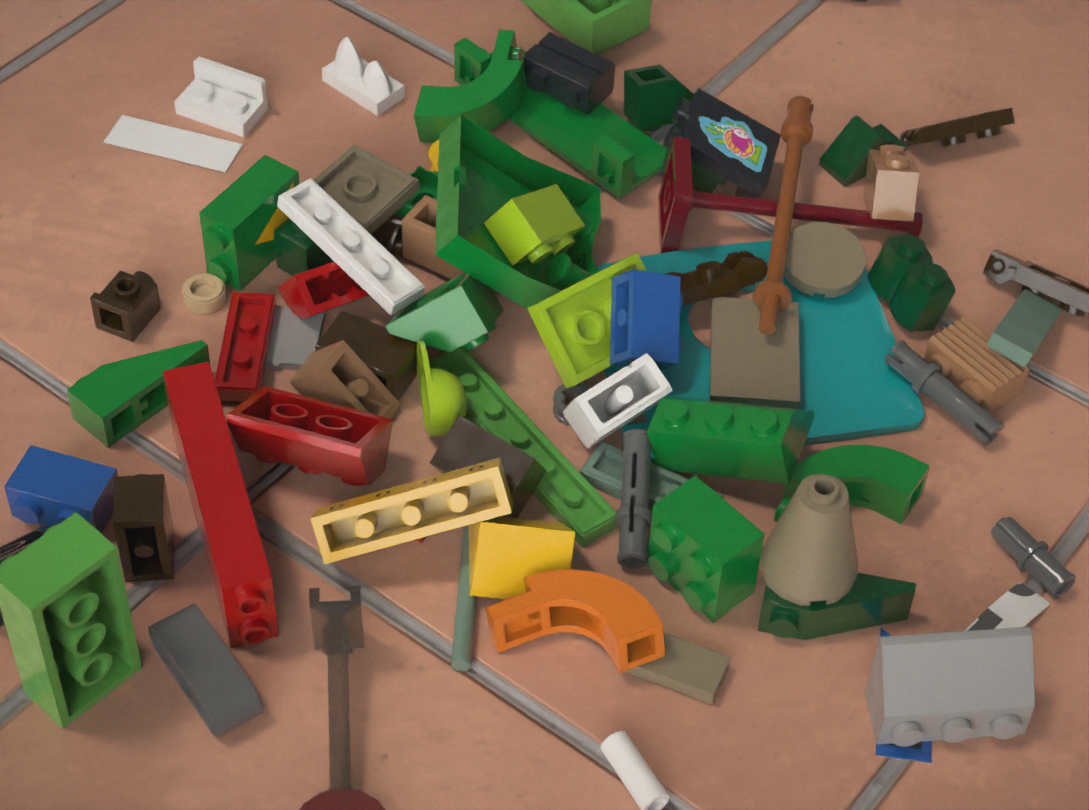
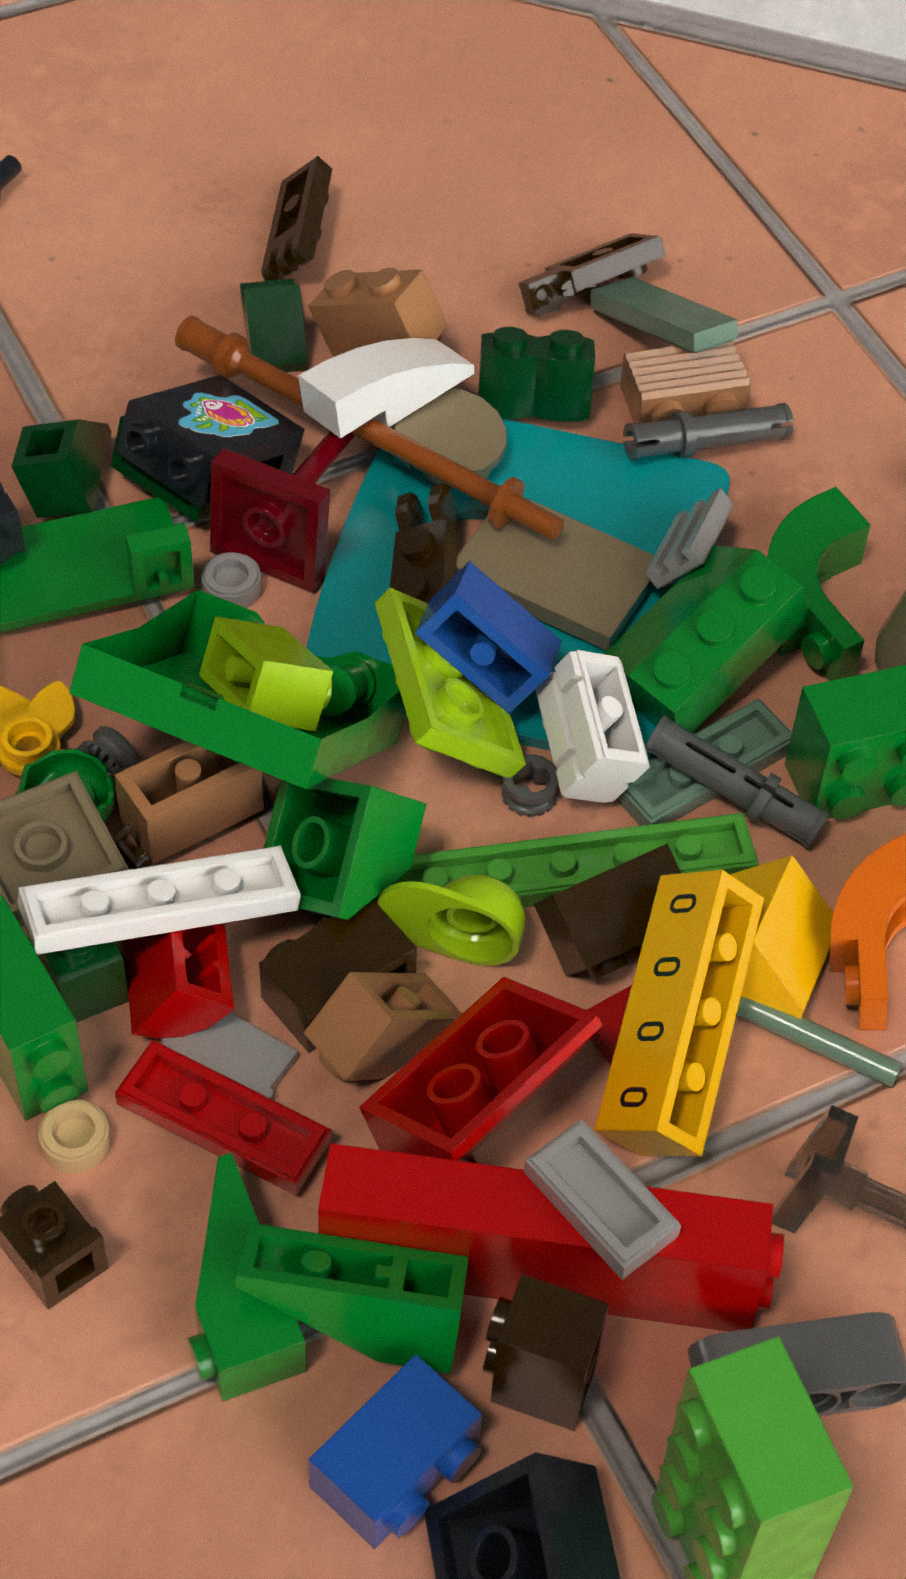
camera: 65 degrees left, 5 degrees up
(144, 423) = (359, 1291): none -> green slope
(227, 489) = (602, 1199): none -> light grey tile
(637, 213) = (232, 578): none -> light grey tile
(819, 402) = (689, 537): none -> light grey tile
(821, 198) = (380, 382): none -> white slope

